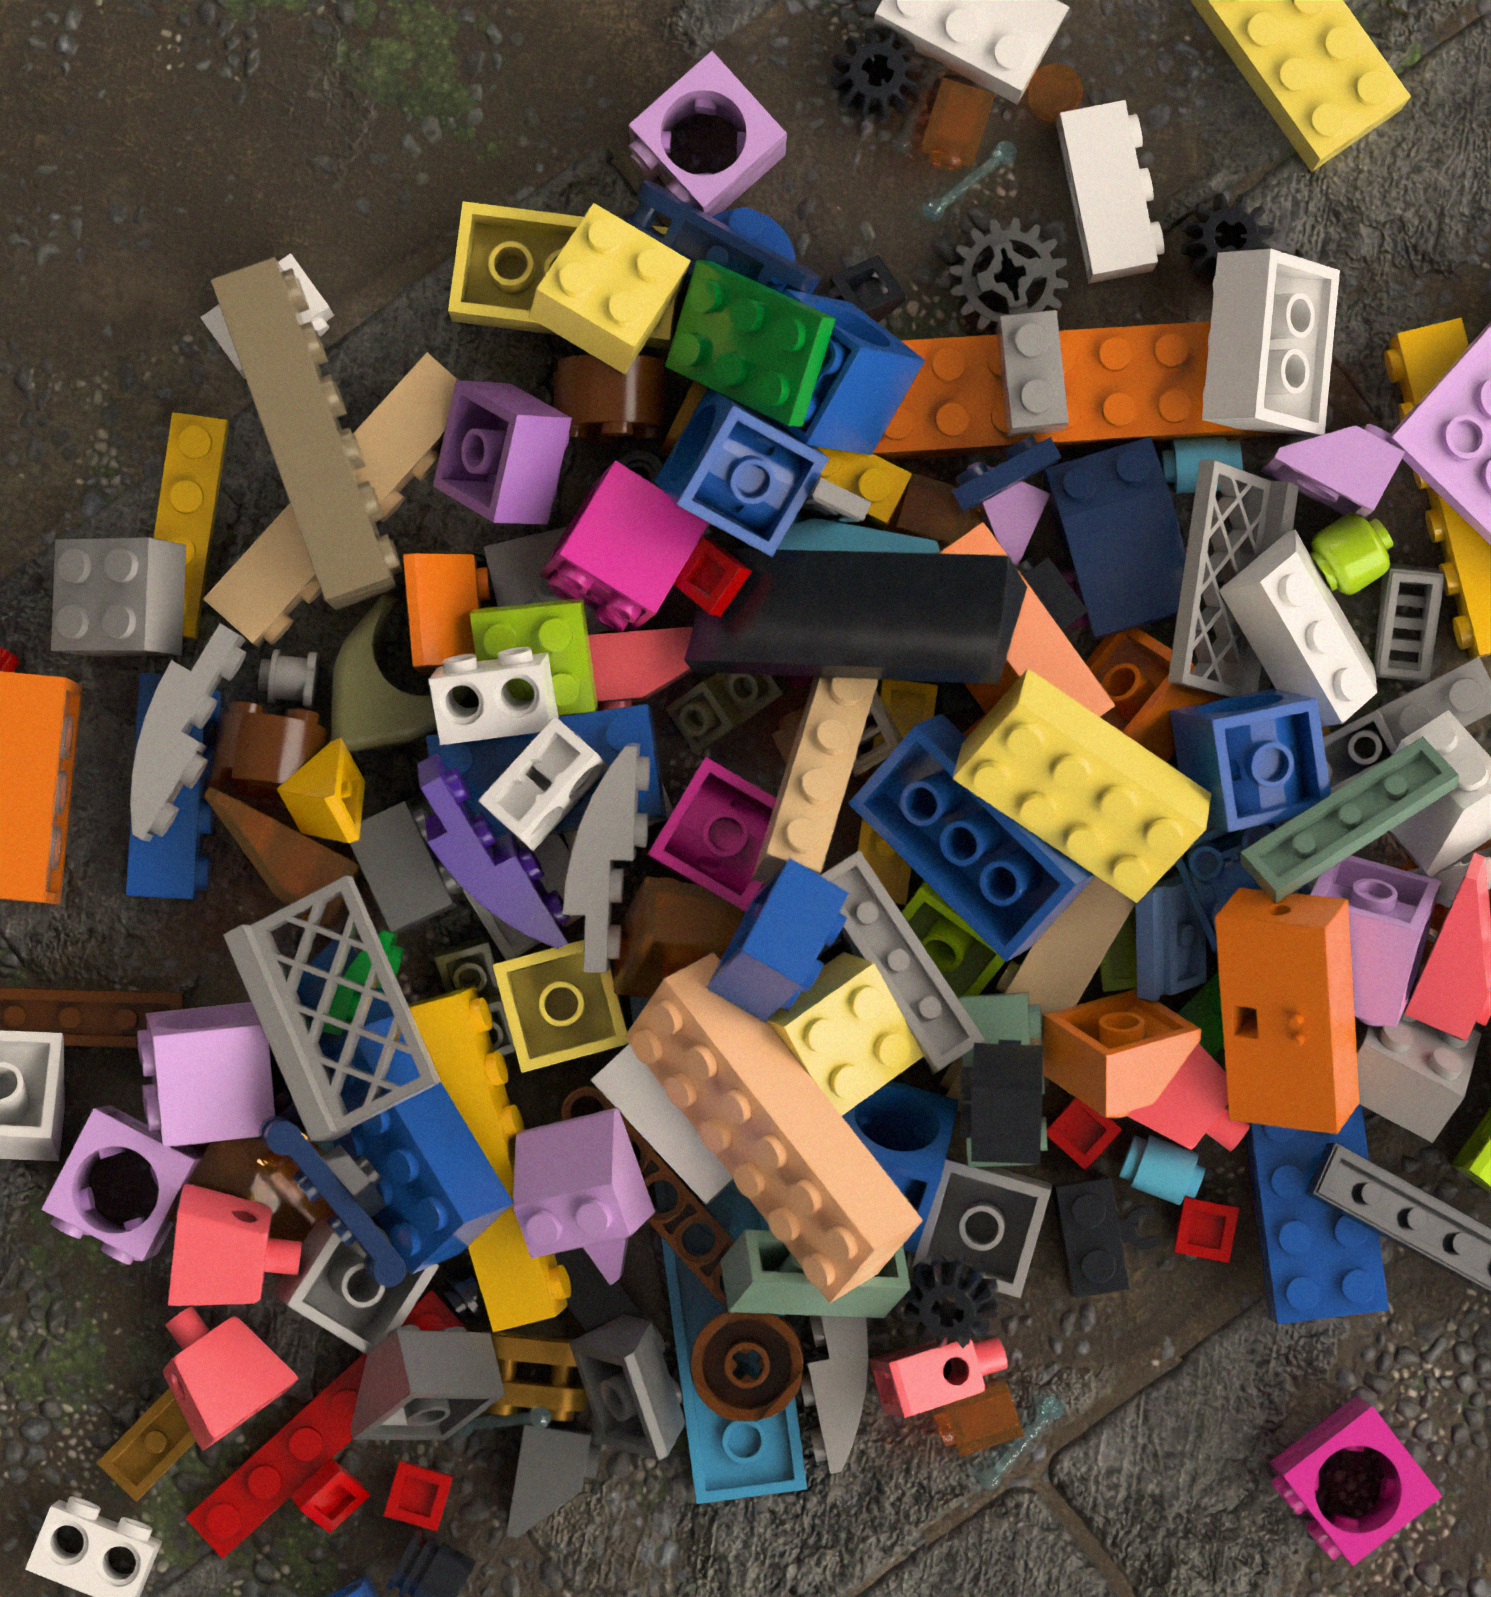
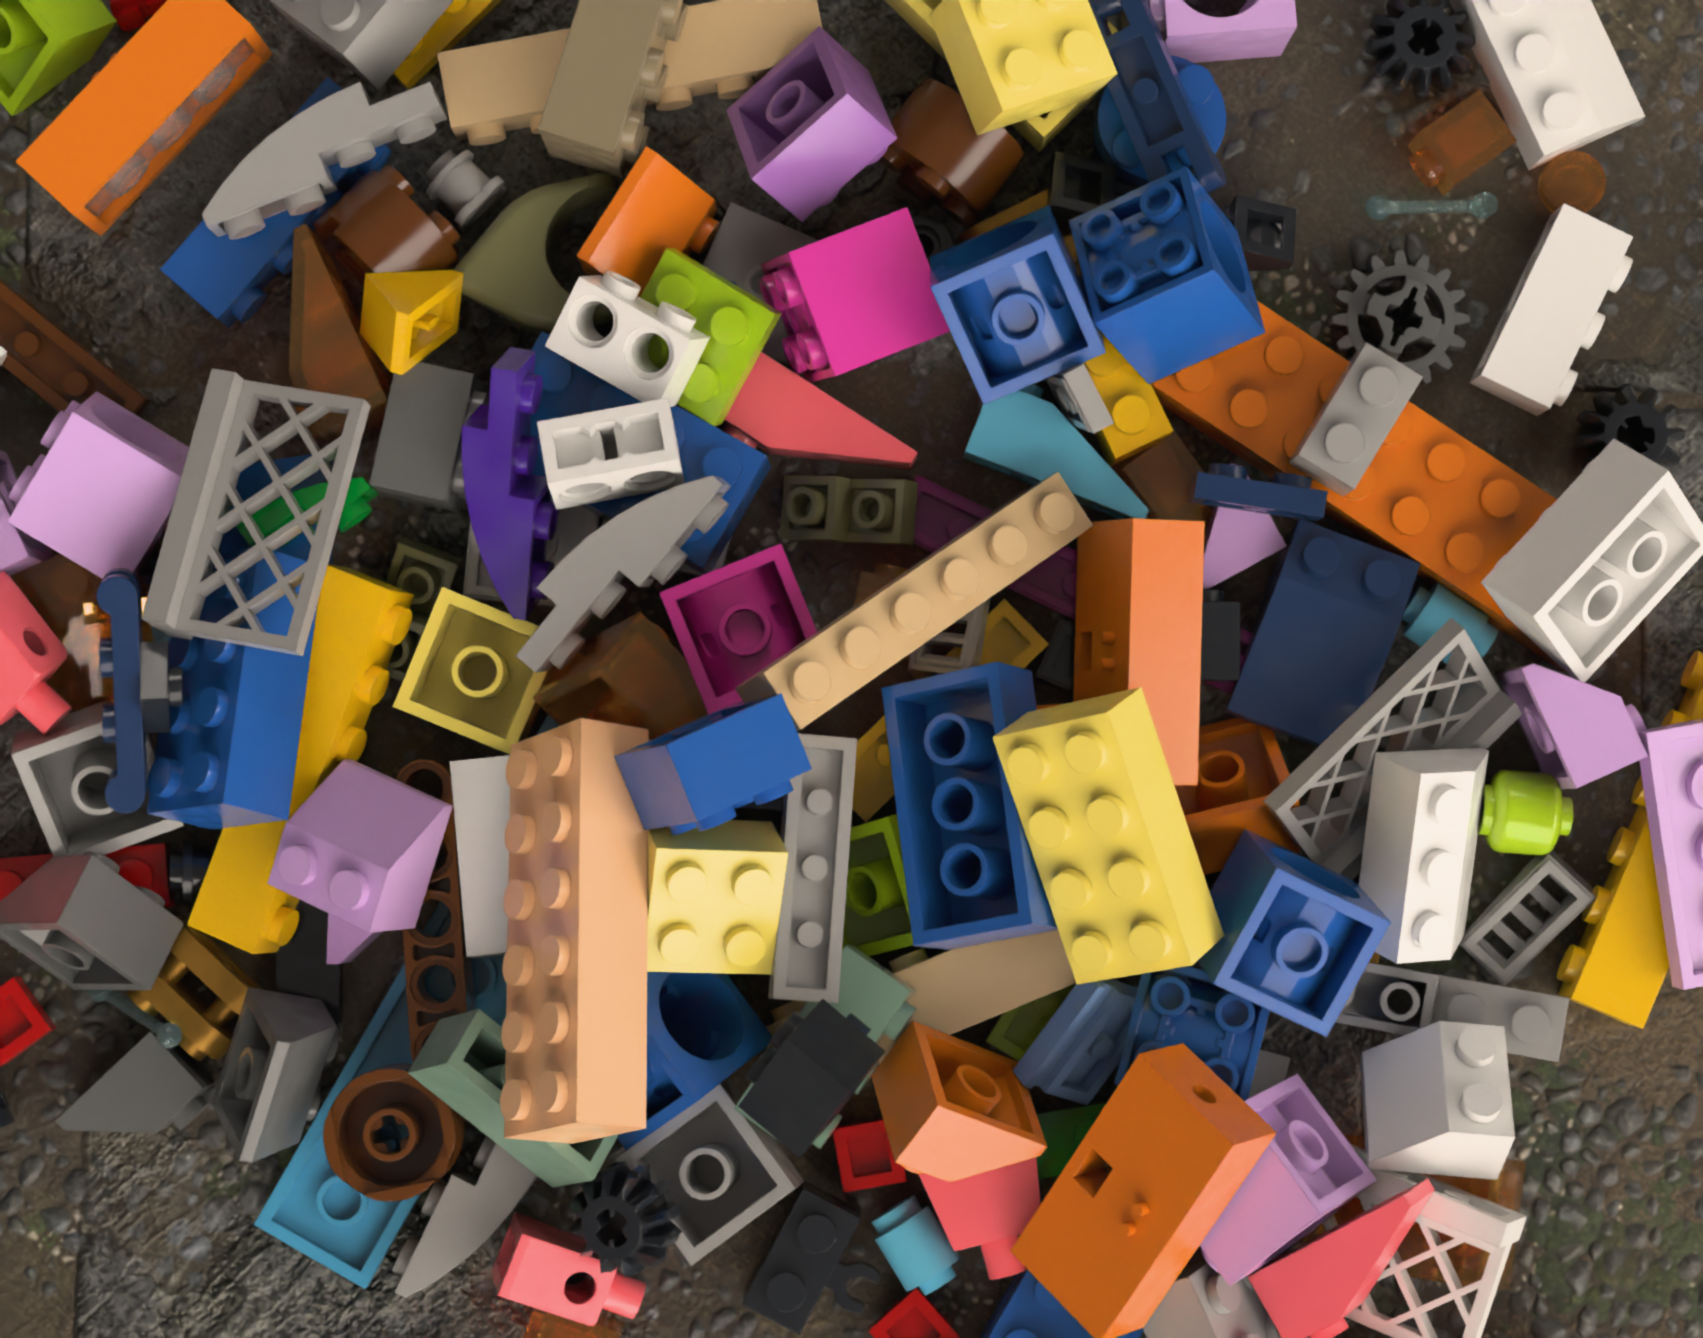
camera: 40 degrees right, 0 degrees up
(711, 576) = (914, 382): red plate -> none
(750, 342) = (1114, 190): green plate -> none
(864, 617) = (1021, 518): black arch -> none
(1349, 819) = (1334, 1058): sand green plate -> none

